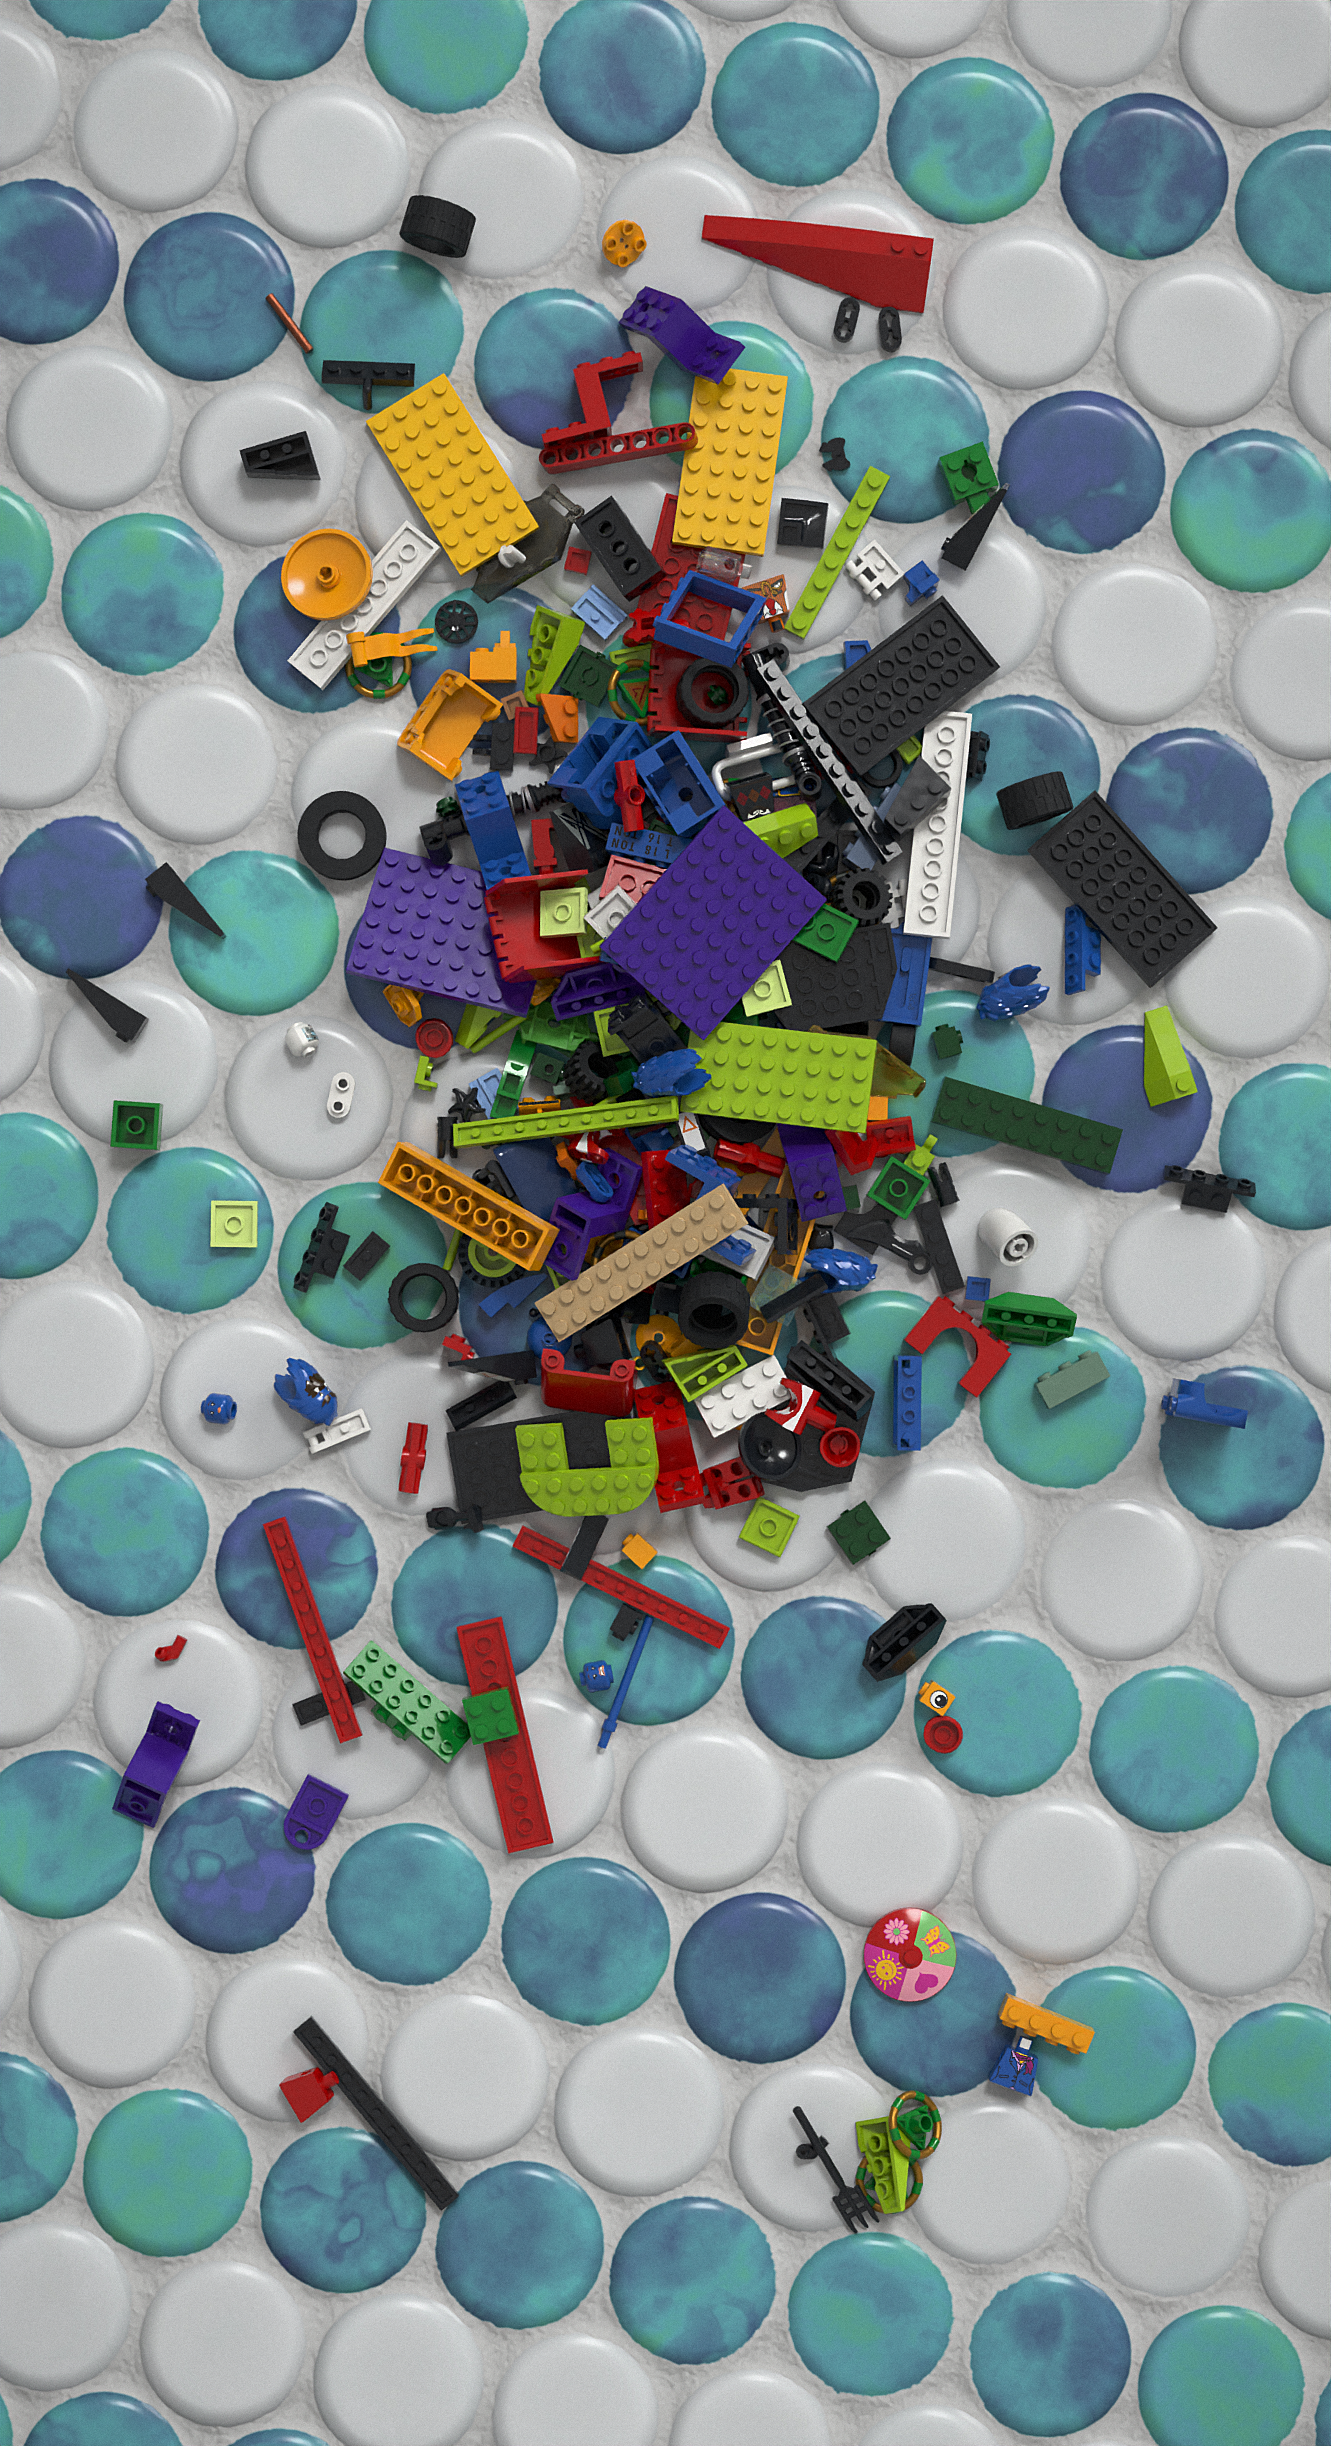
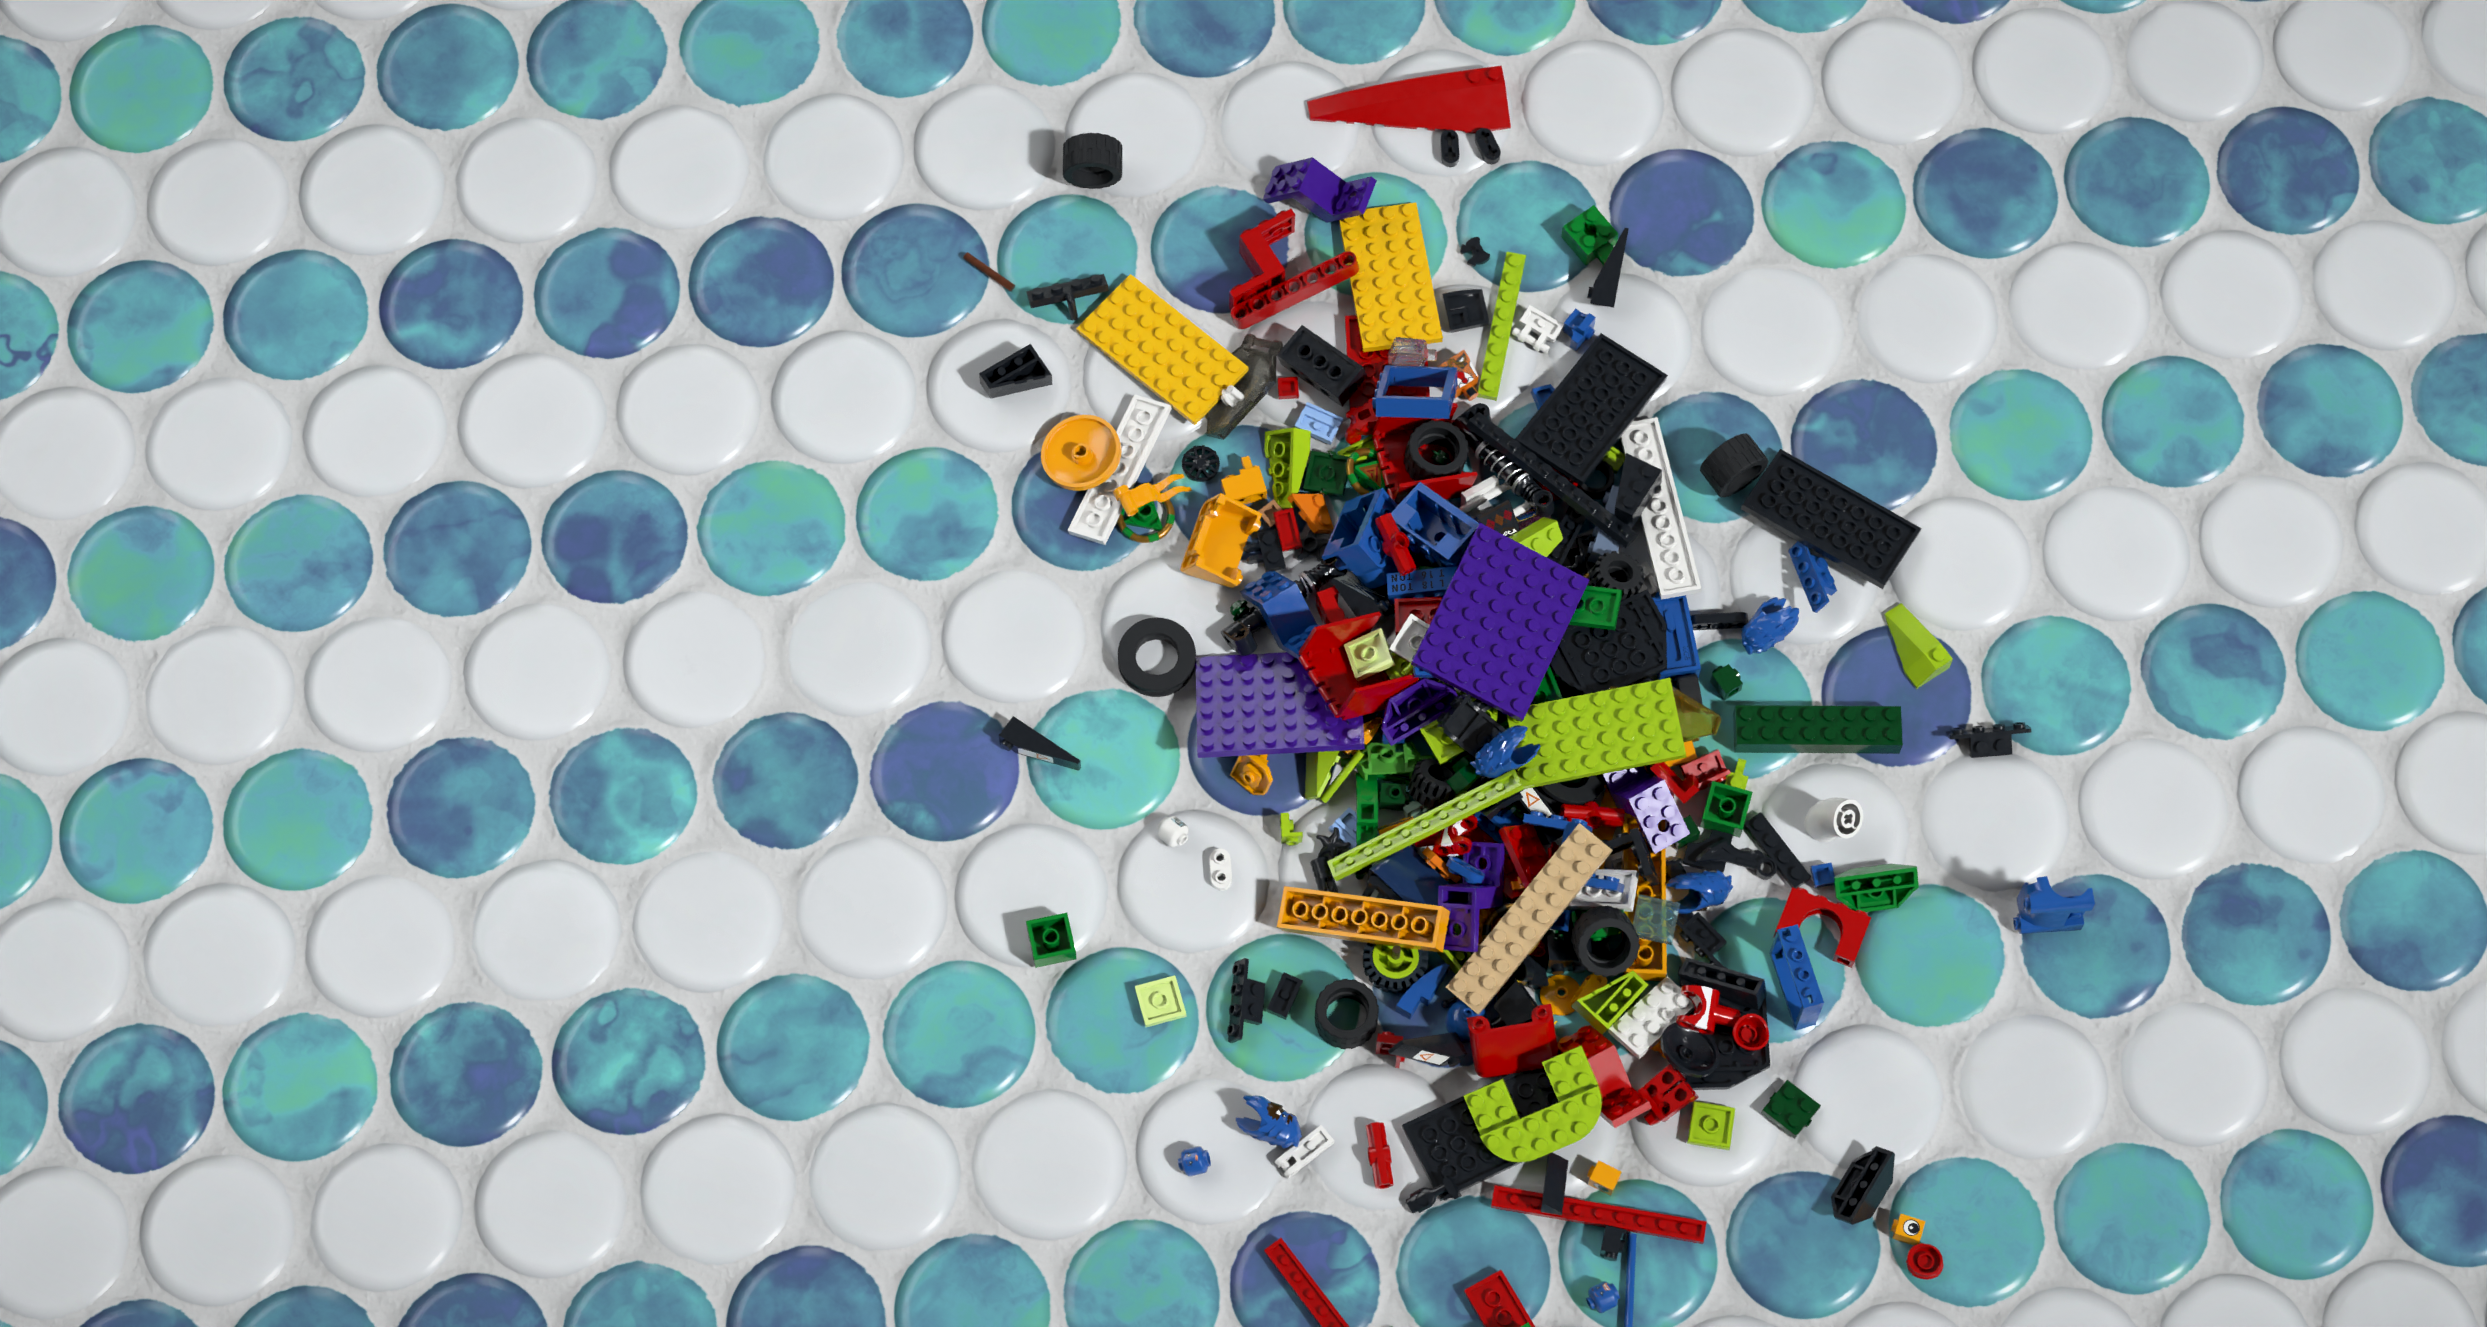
camera: 15 degrees left, 20 degrees down
(117, 1014) = (1007, 854): black slope -> none
(434, 1038) = (1287, 799): red piece -> none
(452, 1251) = (1358, 961): lime bar -> none
(480, 1404) = (1425, 1092): black plate -> none
(631, 235) = (1253, 130): light orange plate -> none
(653, 1362) = (1562, 1016): black beam -> none
(767, 992) = (1563, 670): yellowish green plate -> none
(793, 1298) = (1670, 915): black slope -> none
(944, 1190) = (1764, 799): black hinge -> none
(978, 746) = (1671, 441): black hinge -> none
(1071, 1378) = (1930, 926): sand green brick -> none

